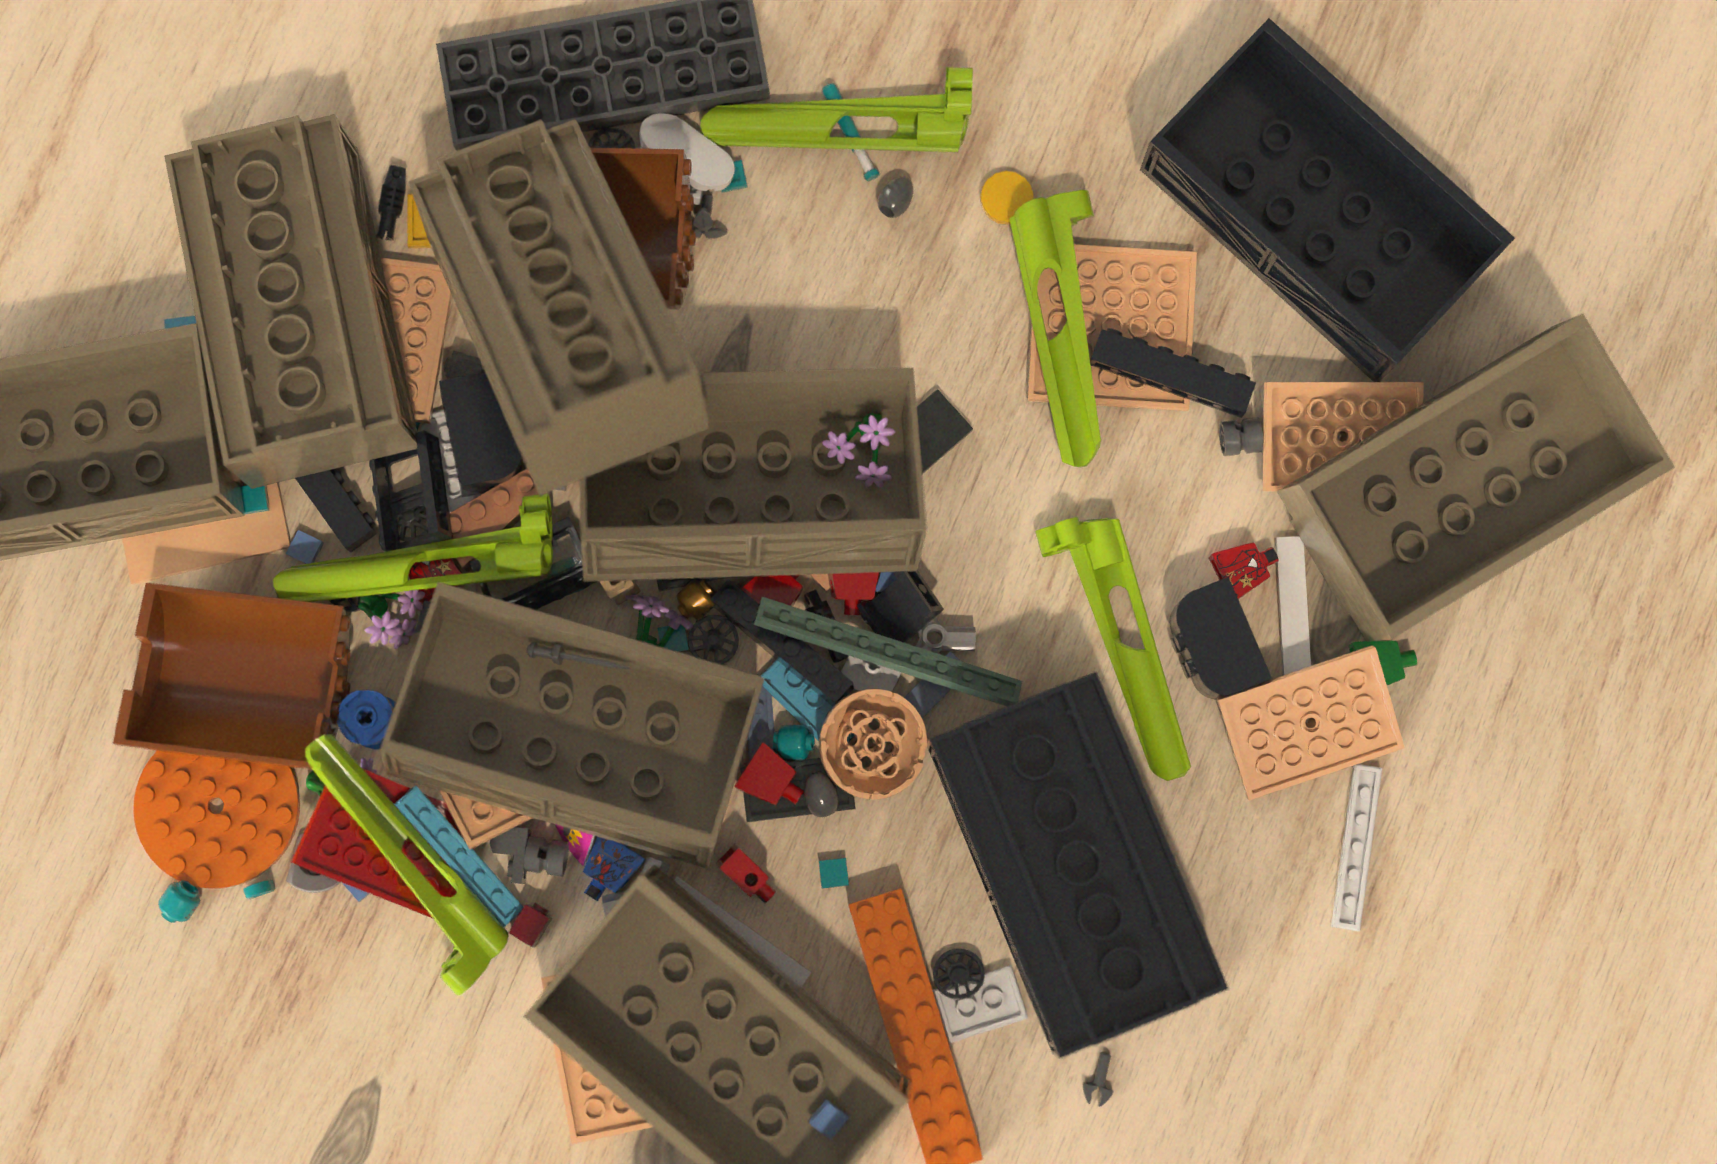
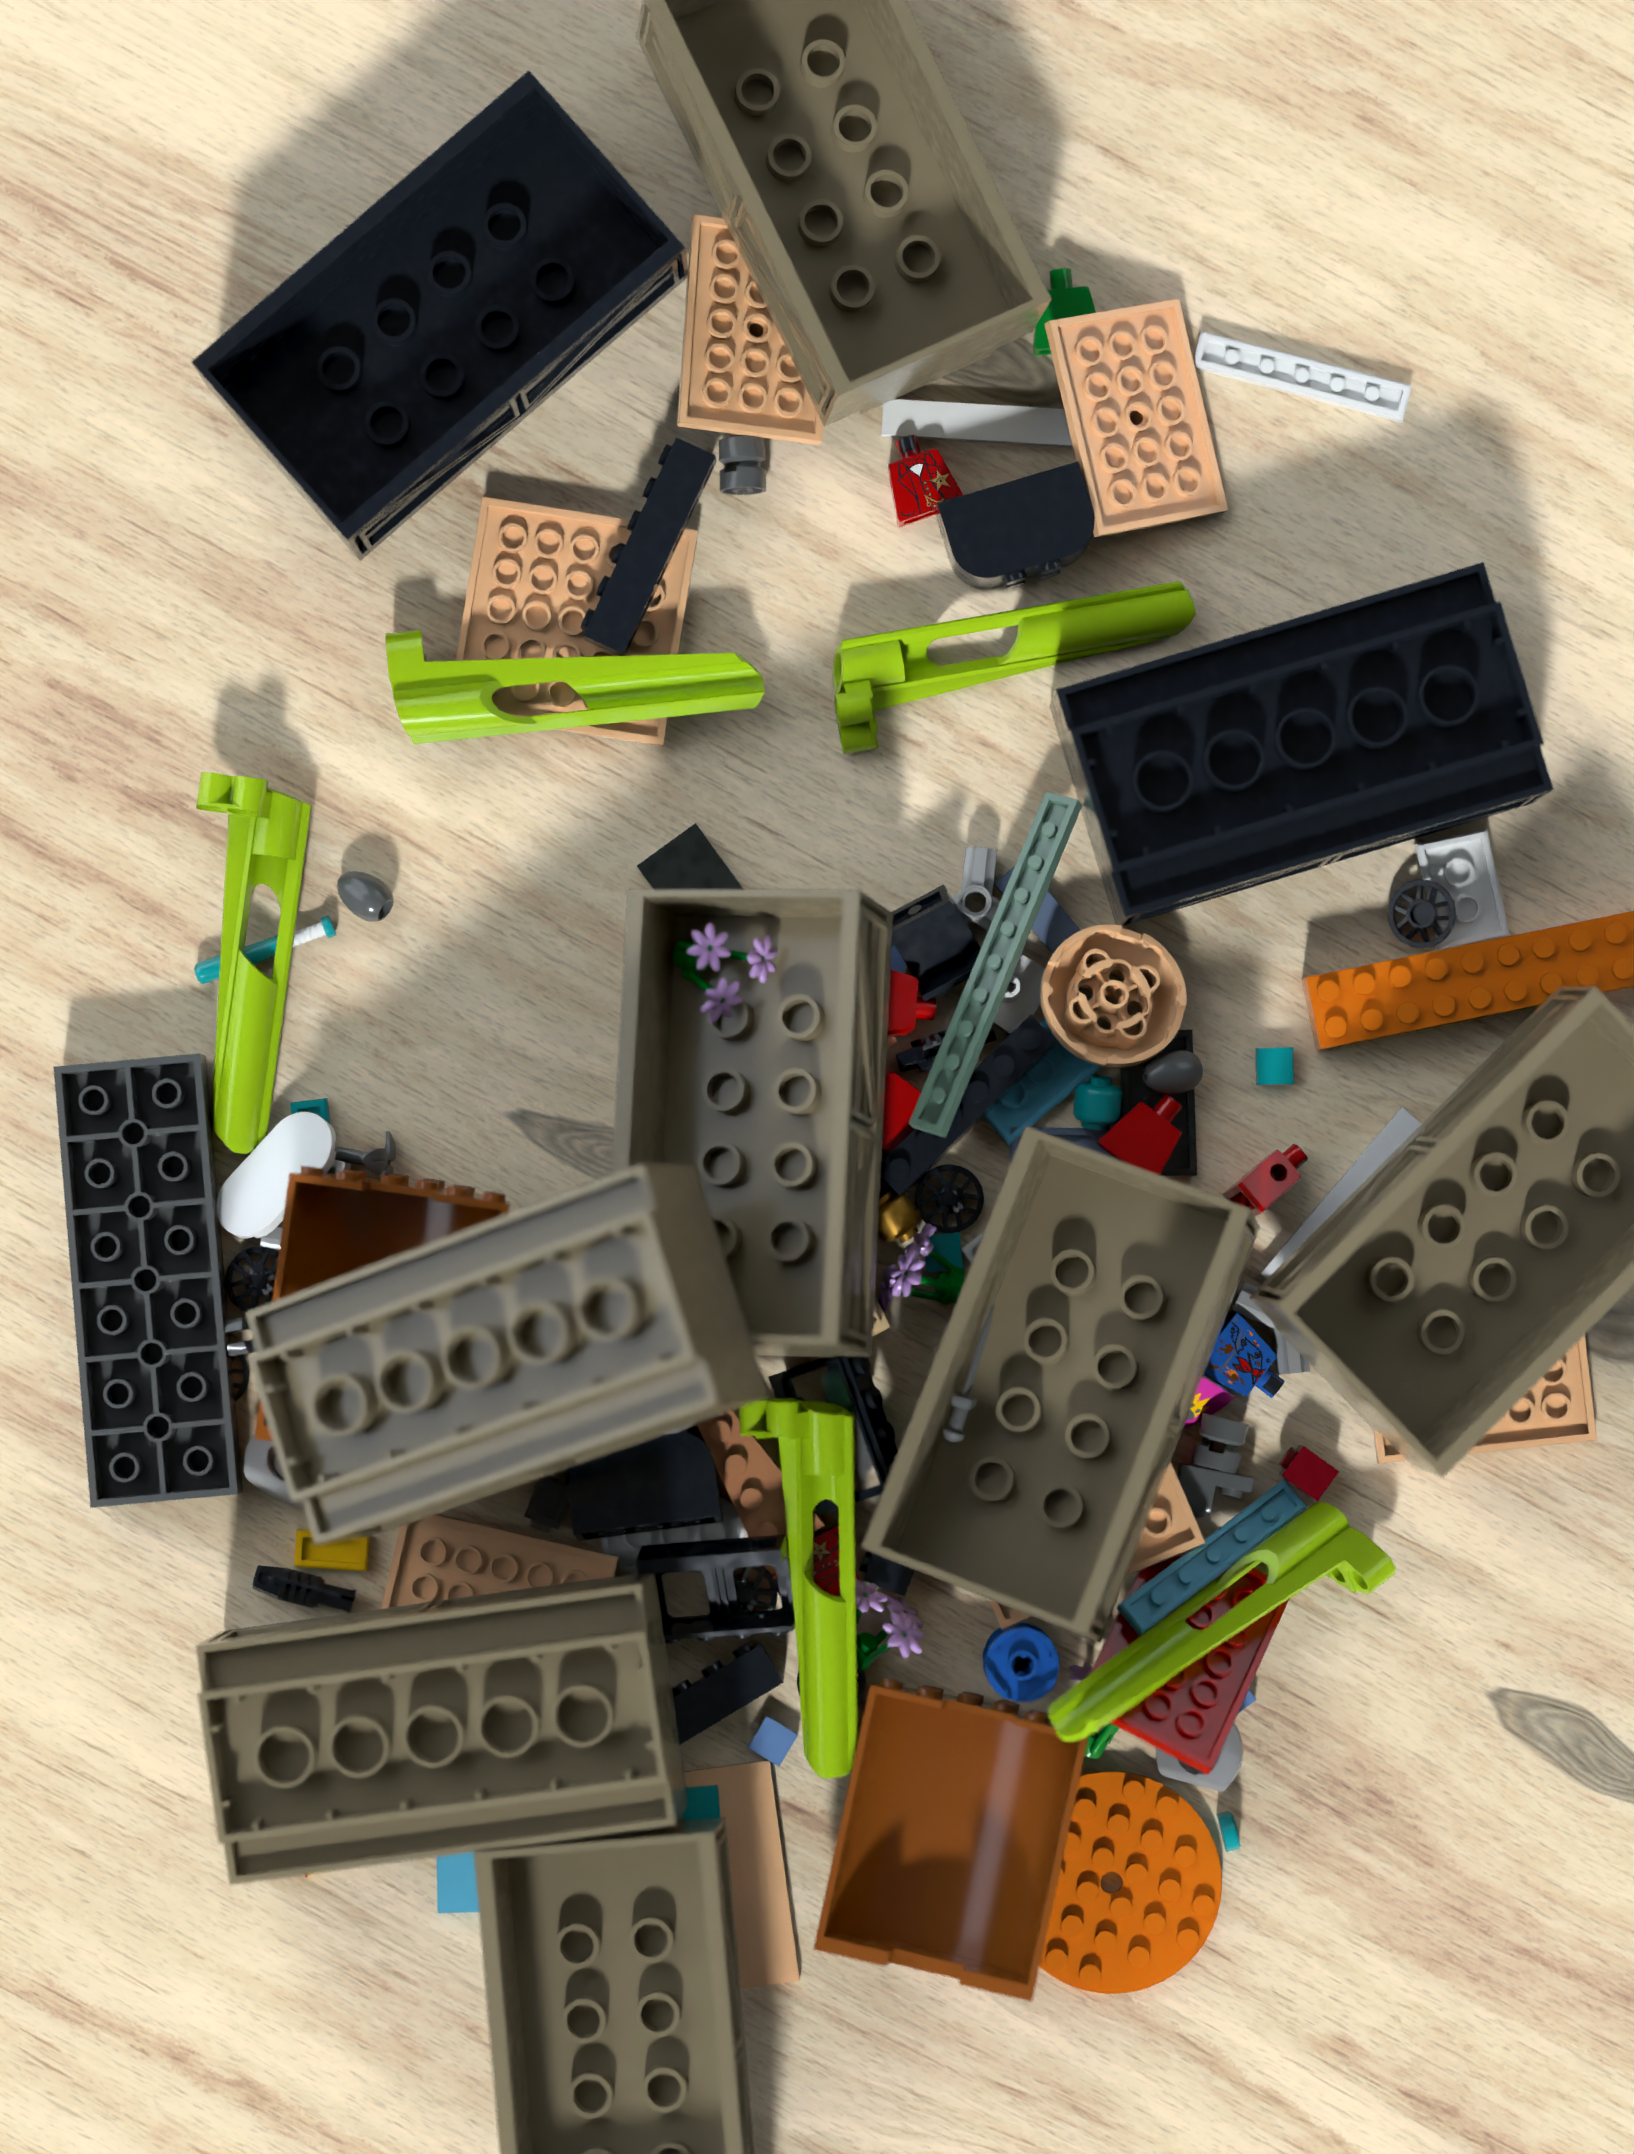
camera: 85 degrees left, 5 degrees up
(179, 902) = (1236, 1938): teal head -> none
(828, 1119) = (1599, 1098): medium blue tile -> none
(1004, 195) = (377, 746): yellow tile -> none
(1099, 1081) = (1575, 745): dark grey bar -> none

